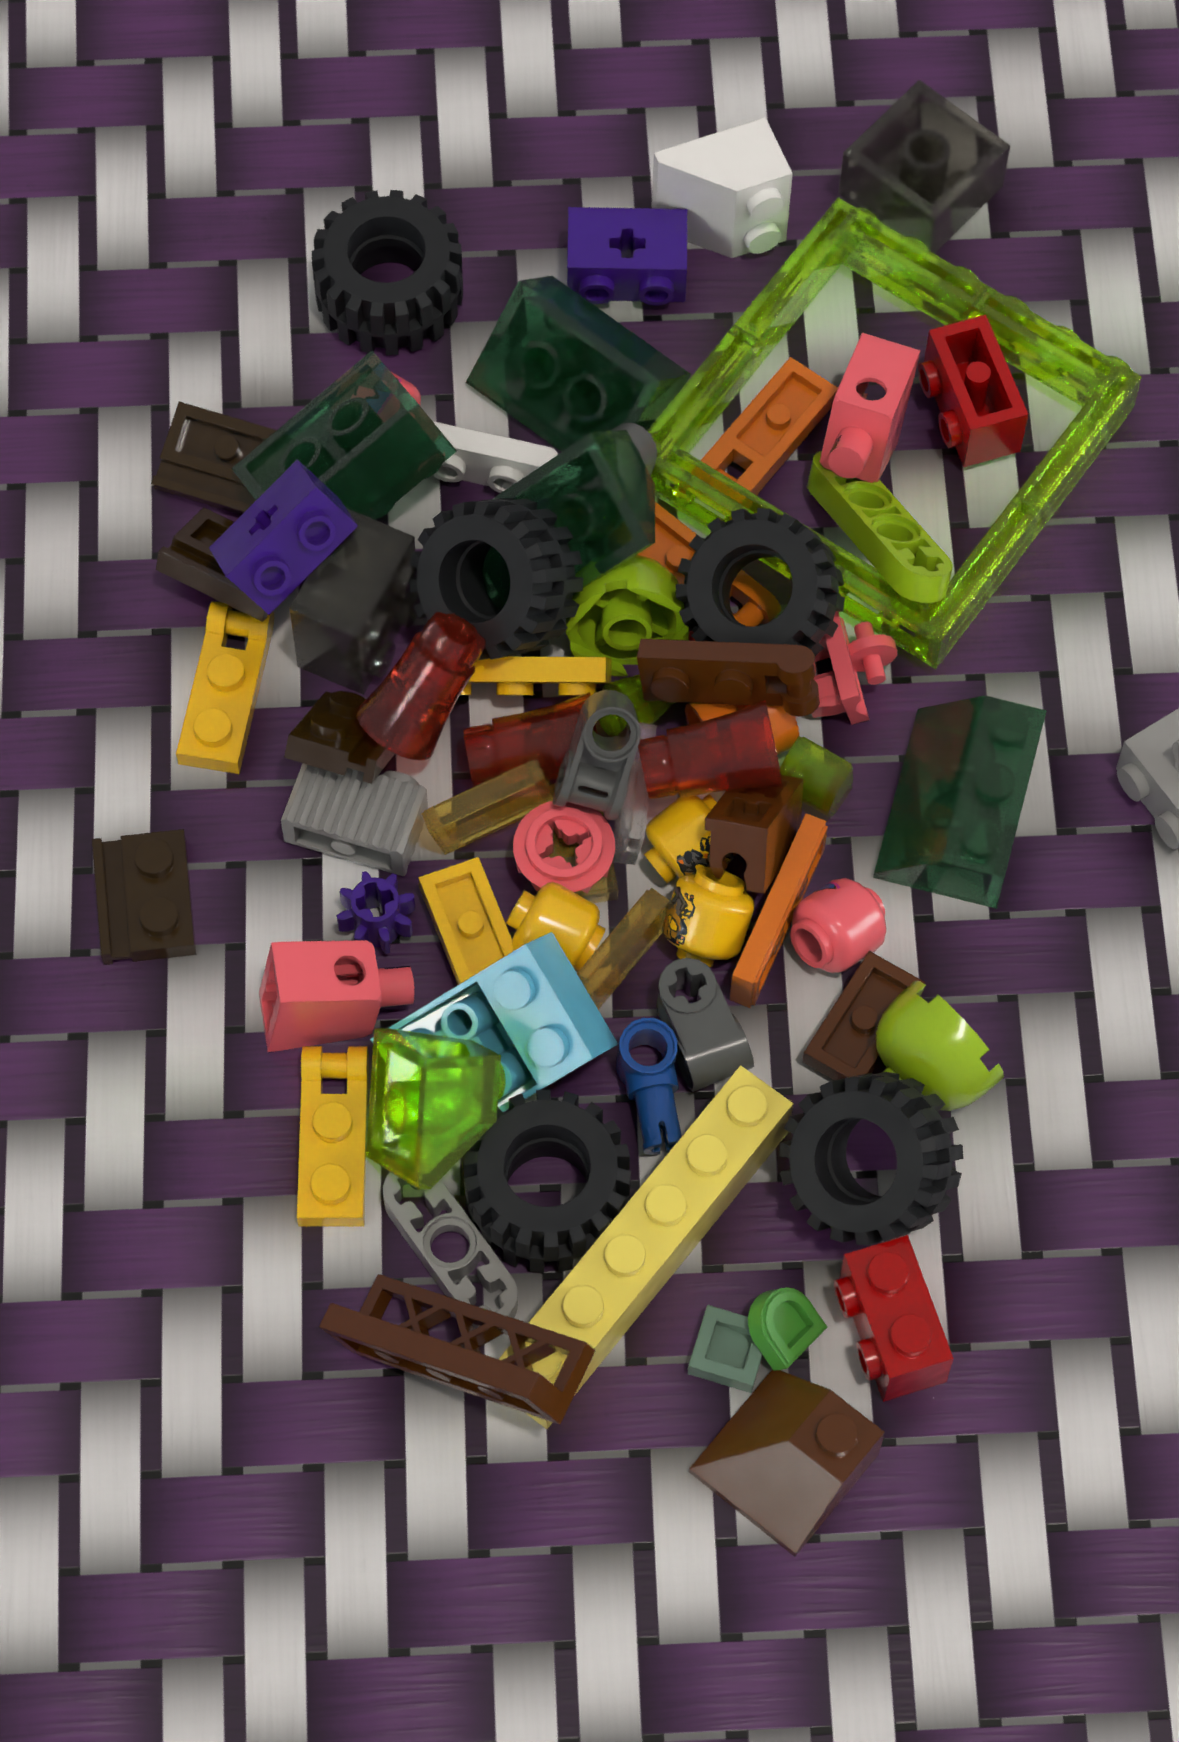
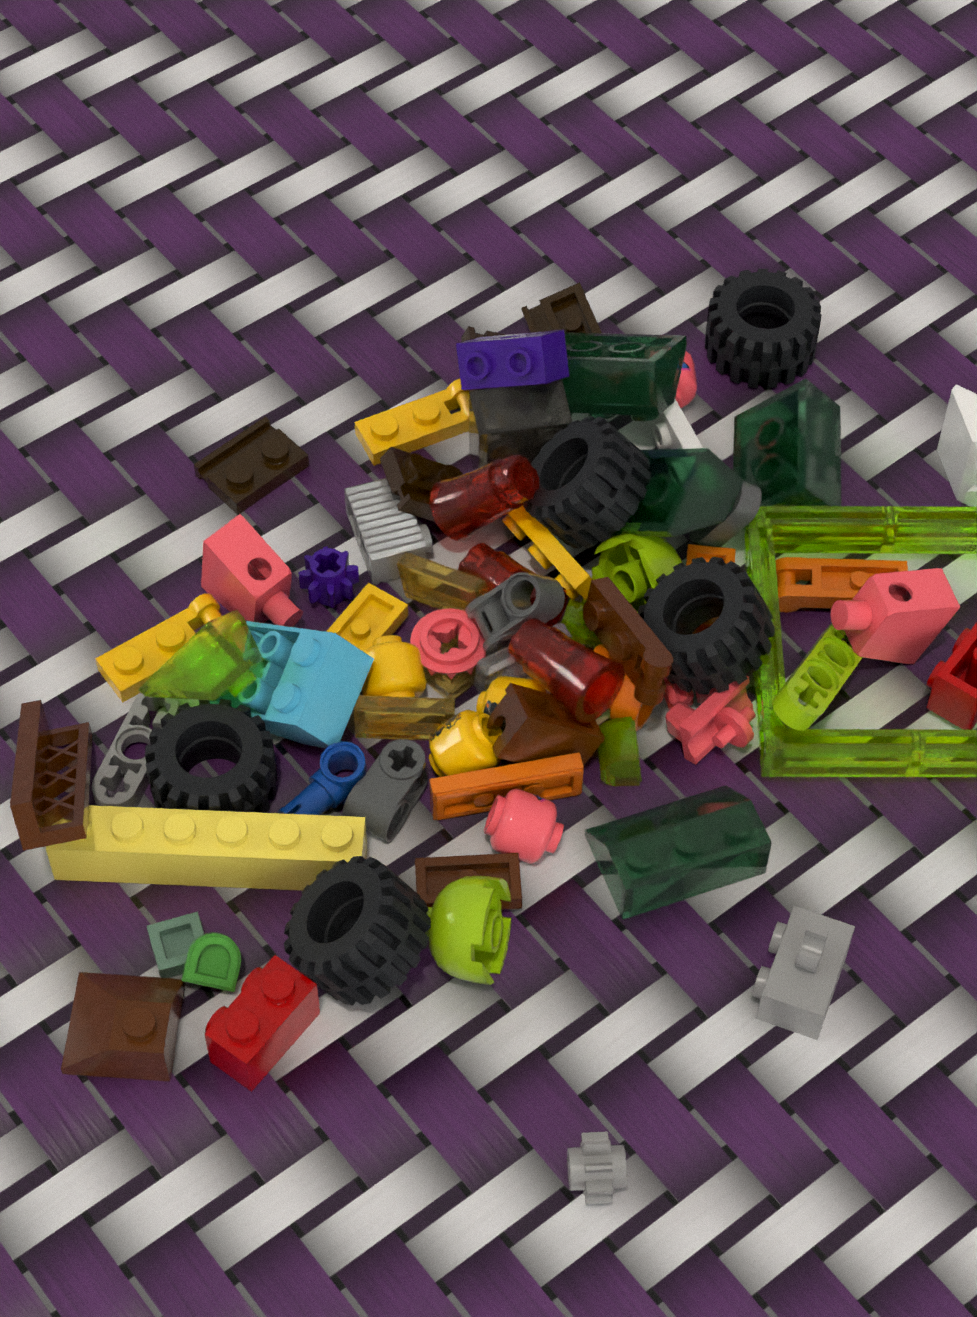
camera: 55 degrees right, 10 degrees down
(627, 254) = (896, 438): dark purple brick -> none

